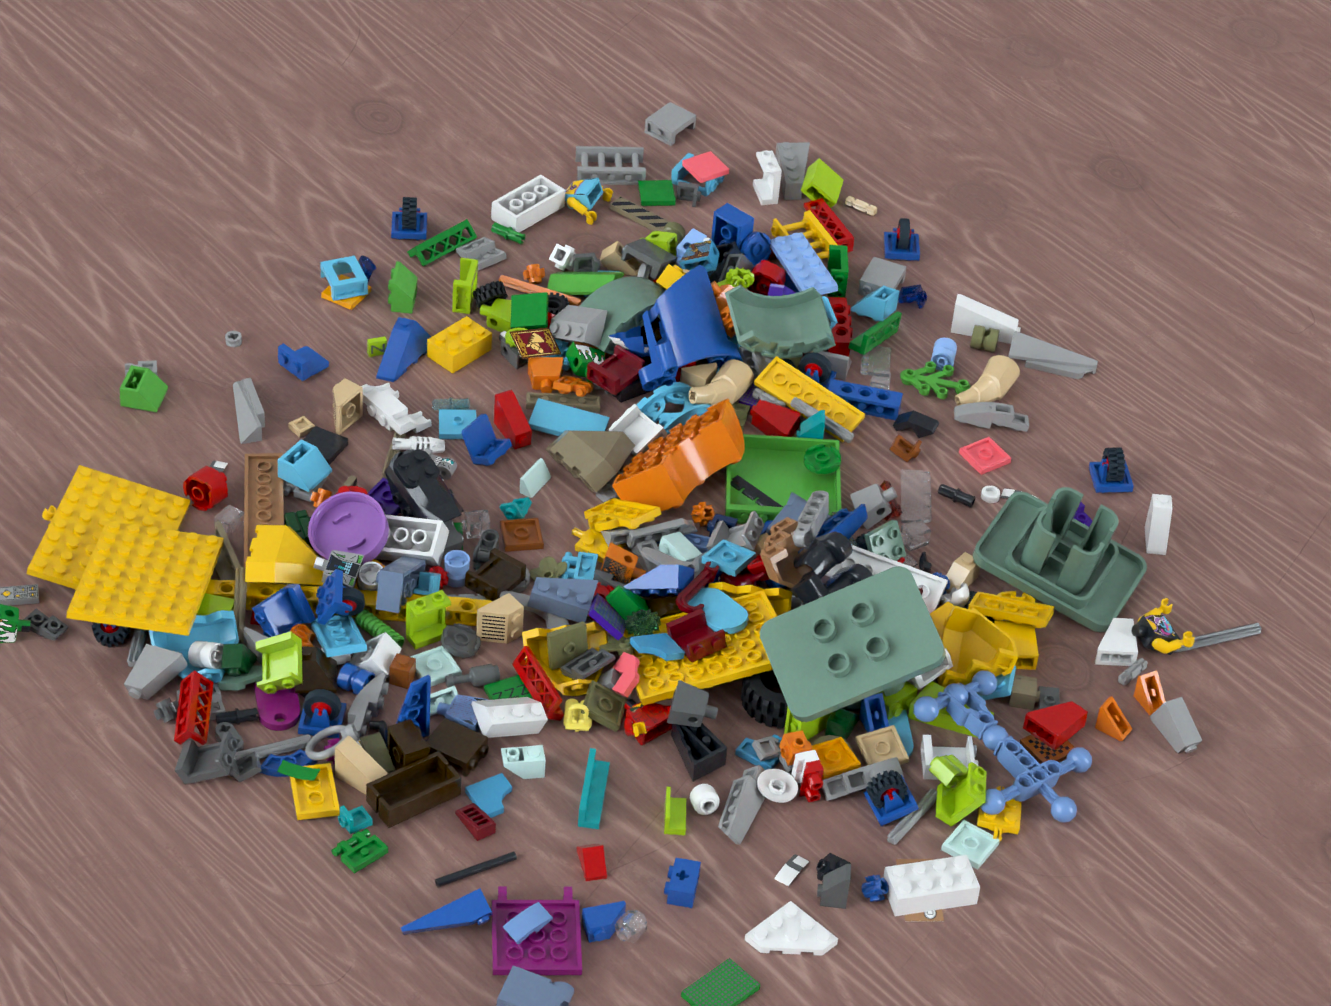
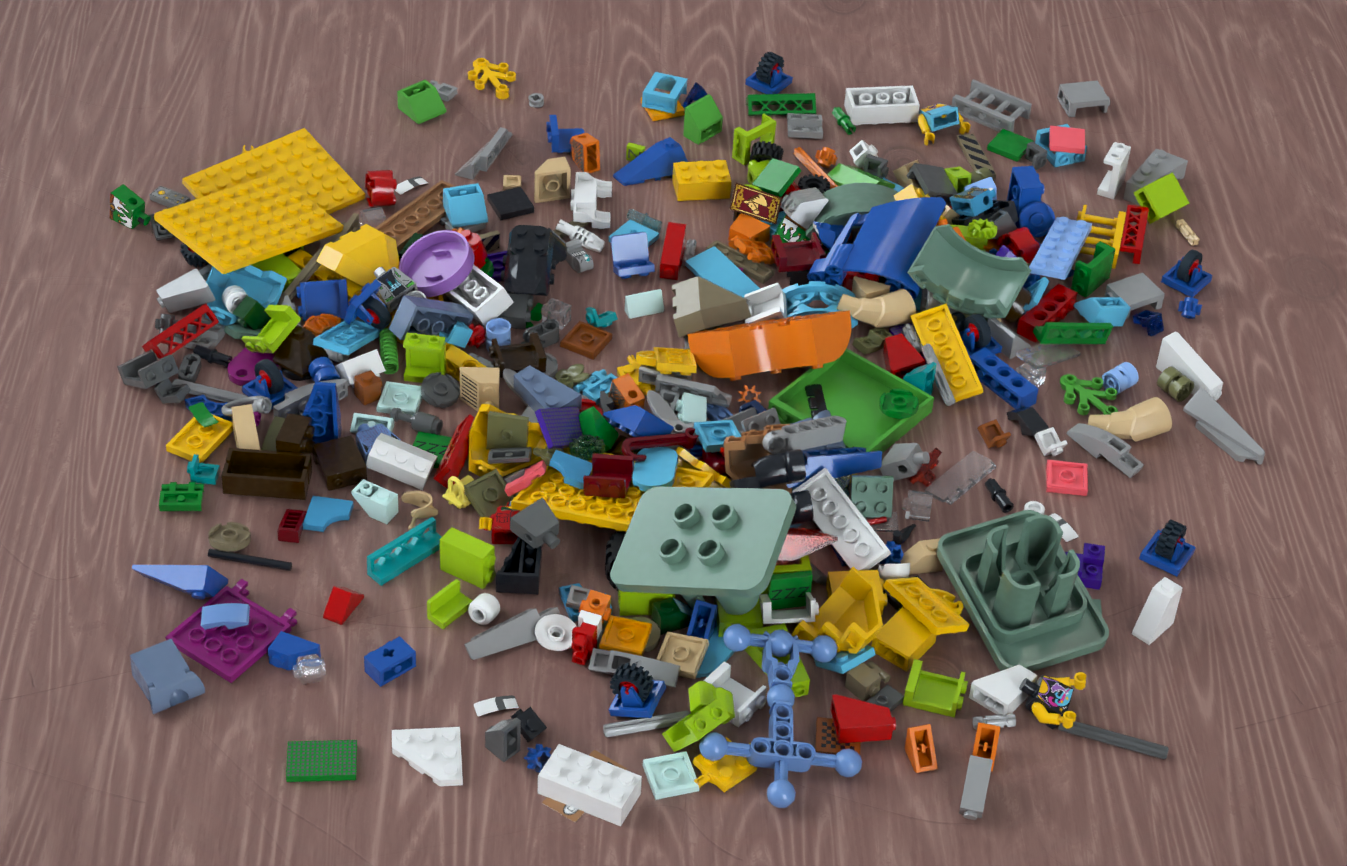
camera: 40 degrees right, 0 degrees up
(149, 328) = (482, 65): none -> yellow plant
(338, 364) = (586, 152): none -> orange torso
(439, 860) = (229, 537): none -> dark tan tile
(561, 741) = (421, 500): none -> tan helmet
(653, 765) = (467, 558): none -> lime brick
(930, 269) = (1189, 307): none -> blue gear
(948, 433) = (1050, 442): none -> white bracket
(1073, 672) = (934, 691): none -> lime panel

